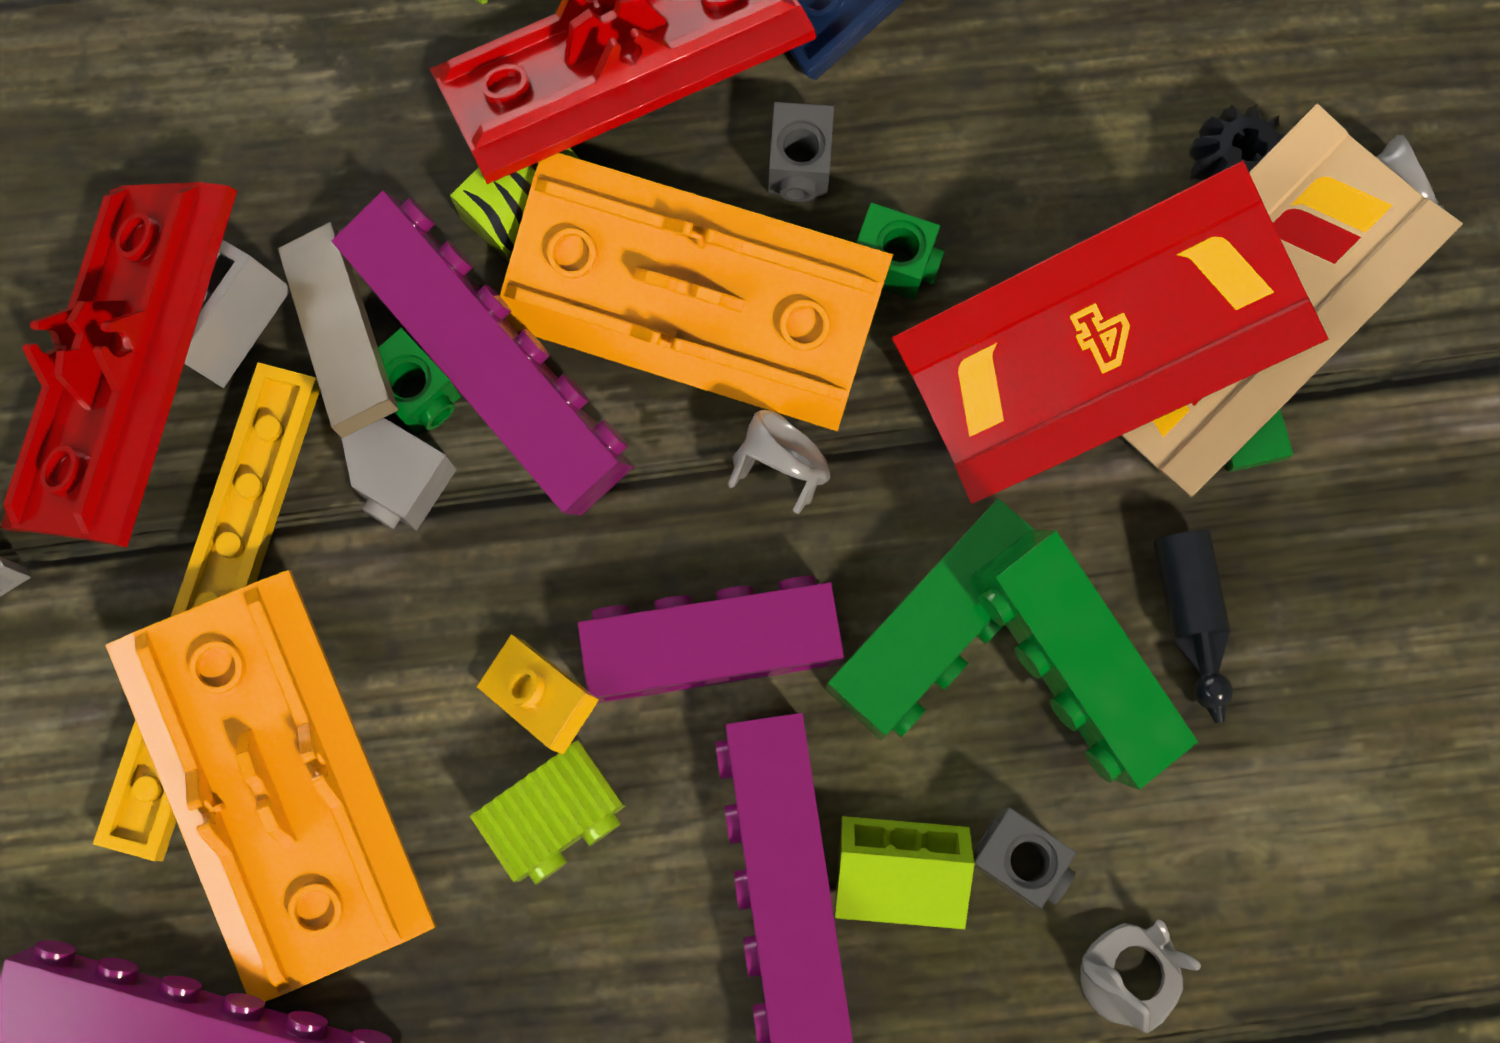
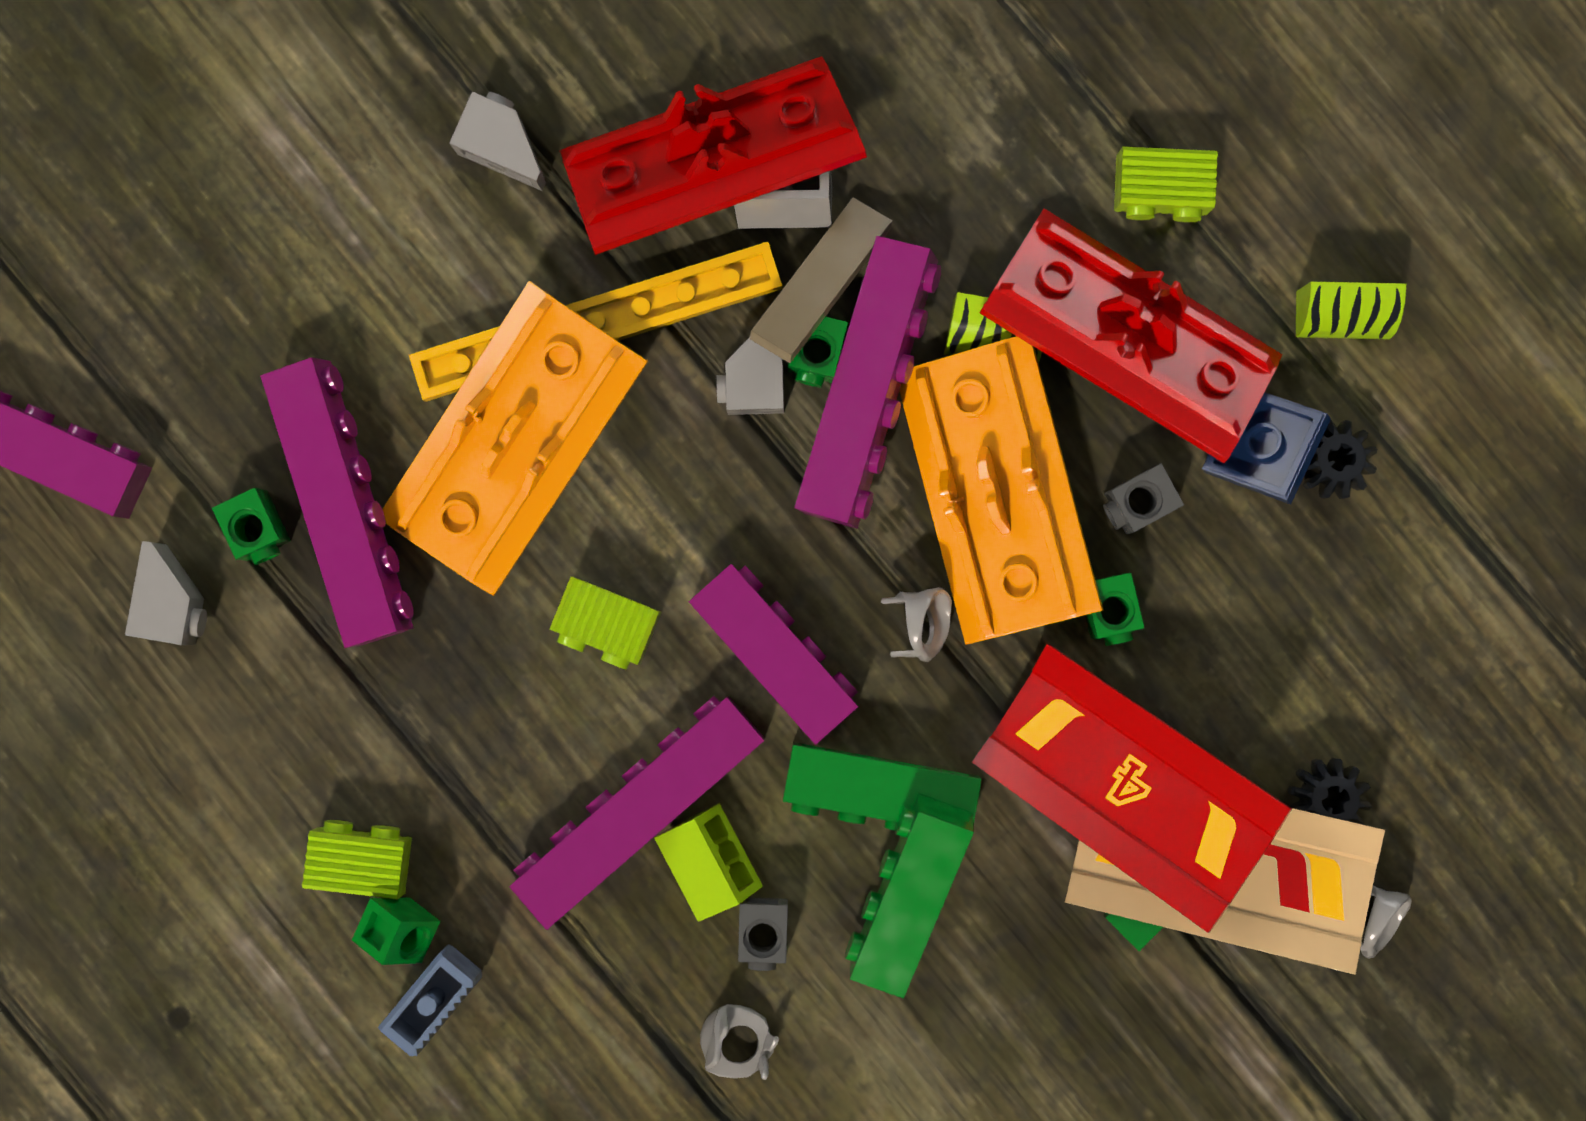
camera: 55 degrees right, 10 degrees up
(537, 694) = (671, 566): yellow plate -> none
(1197, 612) = (991, 950): black wheel -> none

